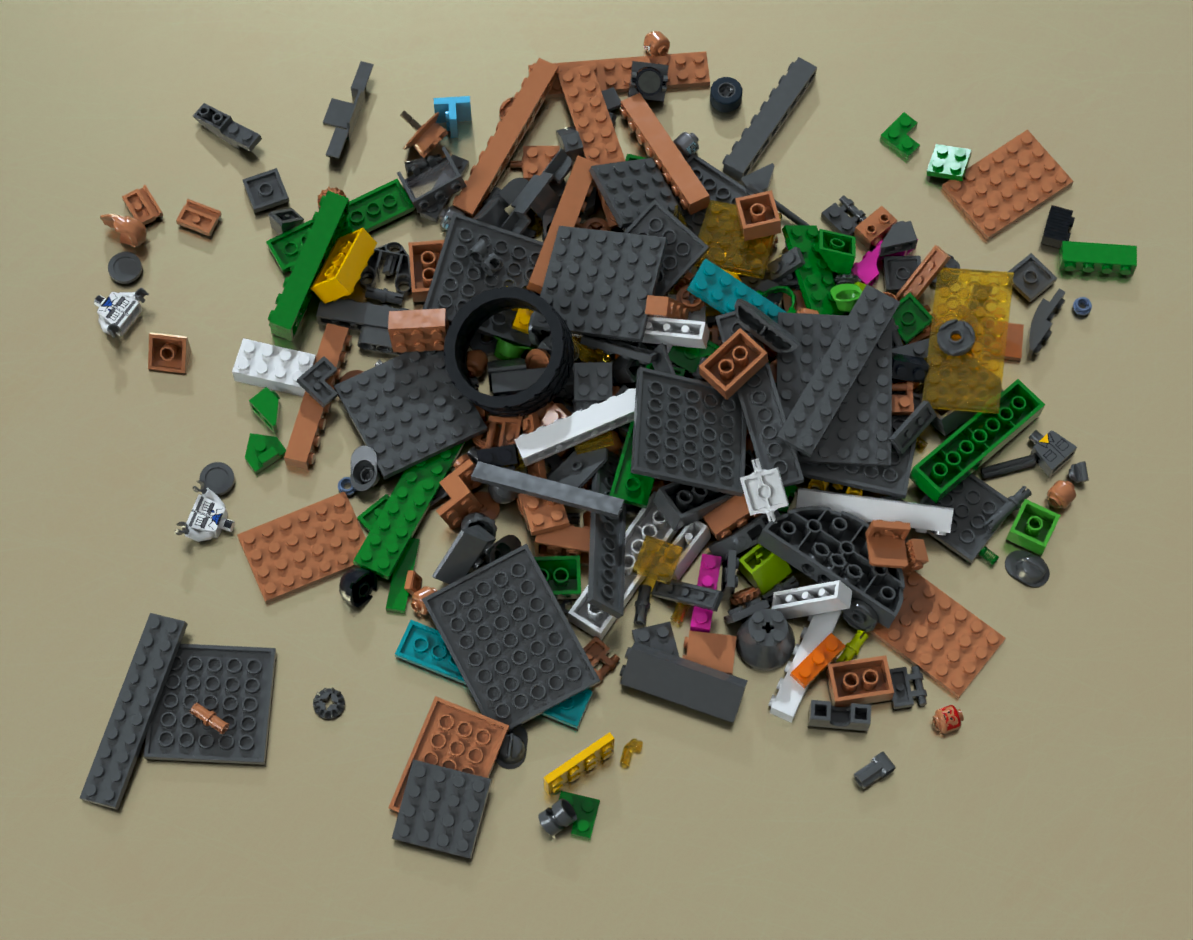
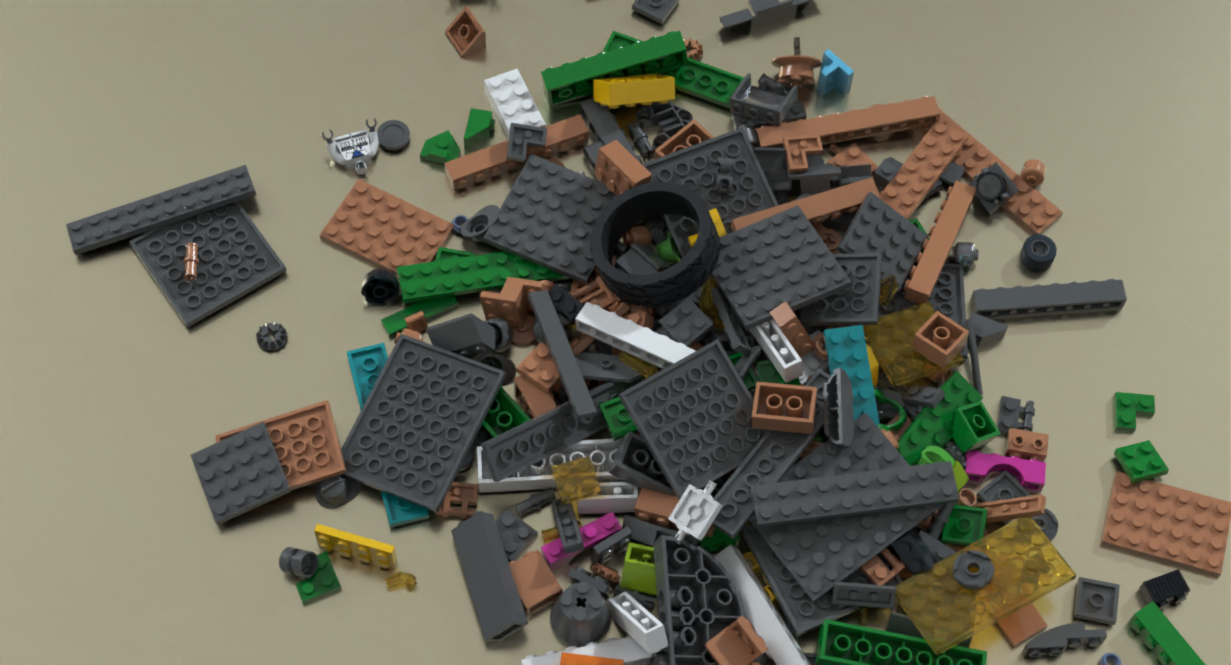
camera: 50 degrees right, 5 degrees down
(284, 220) = (641, 29): dark grey slope -> none
(504, 188) = (798, 147): none -> nougat plate
(899, 239) = (1026, 465): dark grey slope -> none

